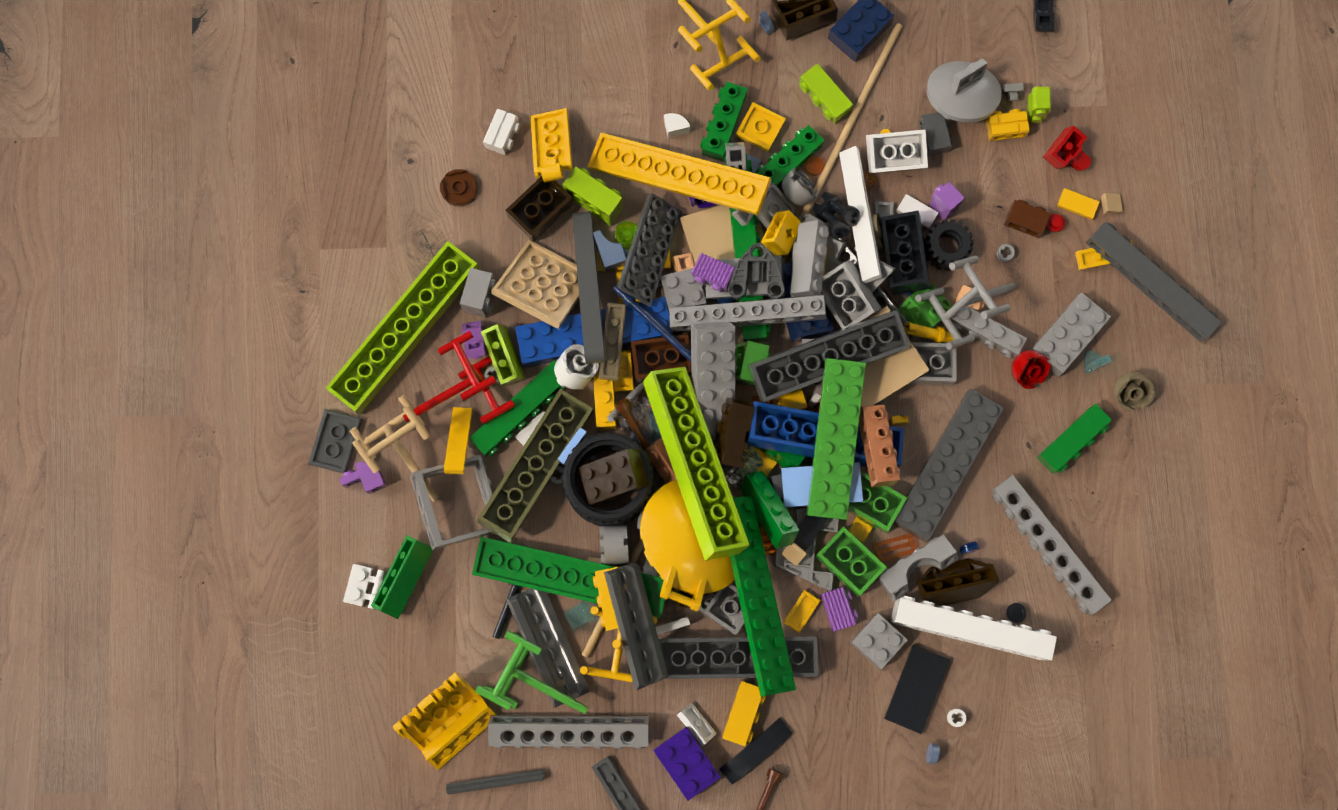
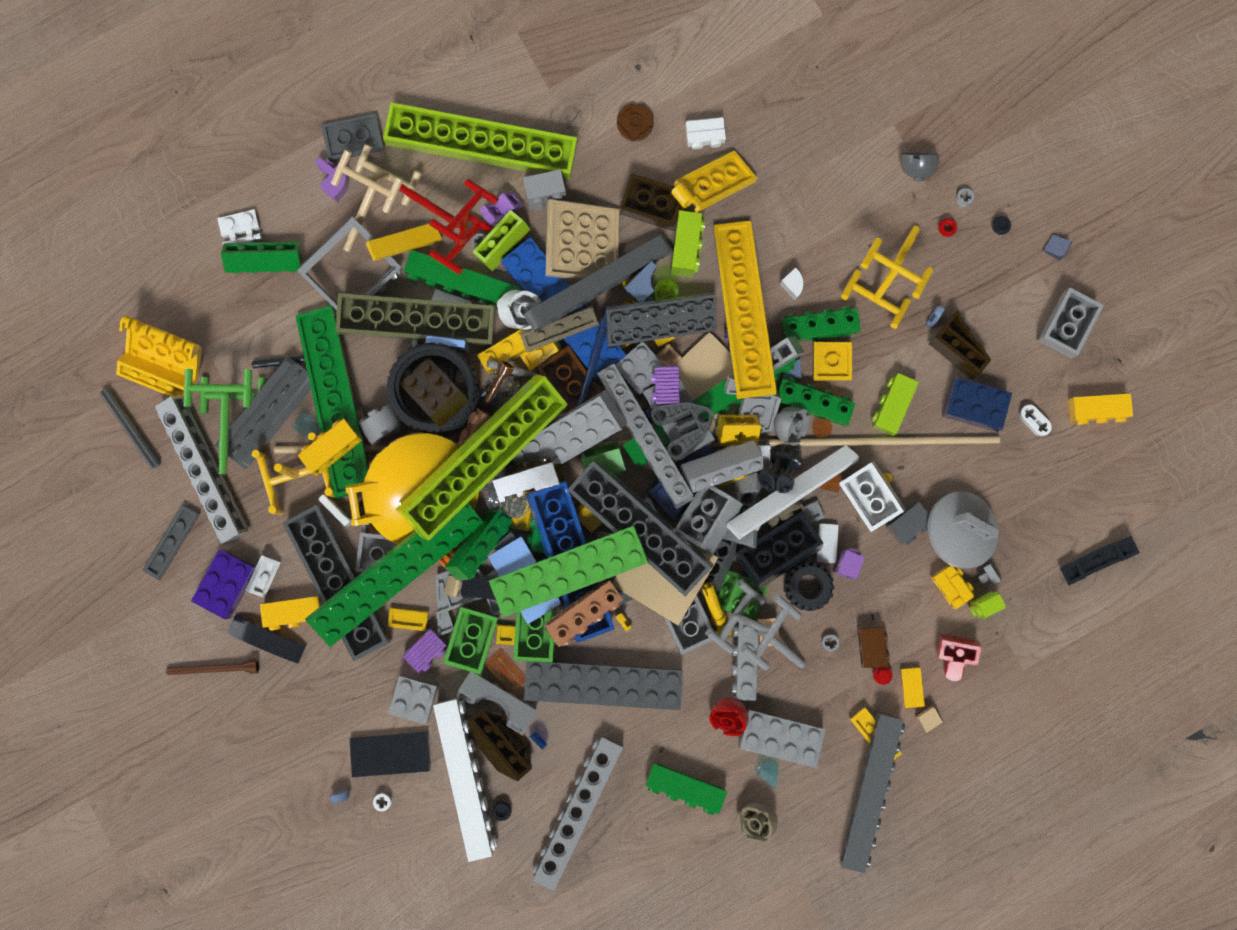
camera: 60 degrees right, 5 degrees up
(636, 625) = (313, 478): dark grey plate -> none

